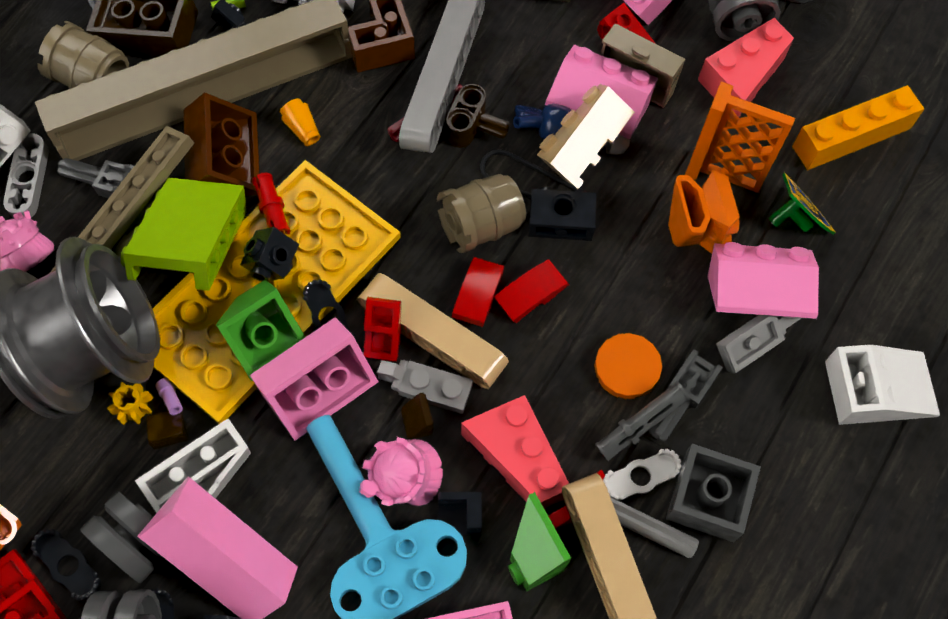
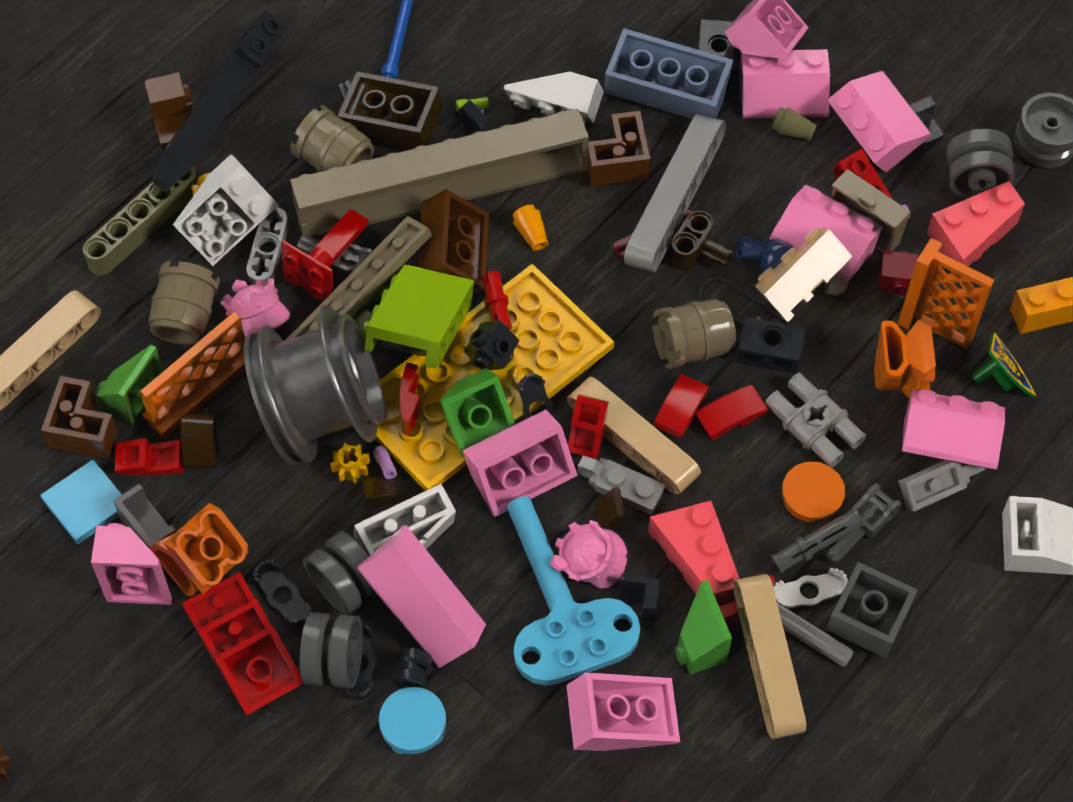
camera: 10 degrees right, 5 degrees down
(72, 194) = (312, 269): none -> red piece
(185, 328) = (409, 401): none -> red slope
(619, 303) = (817, 406): none -> light grey pin
(679, 123) = (896, 272): none -> dark red brick

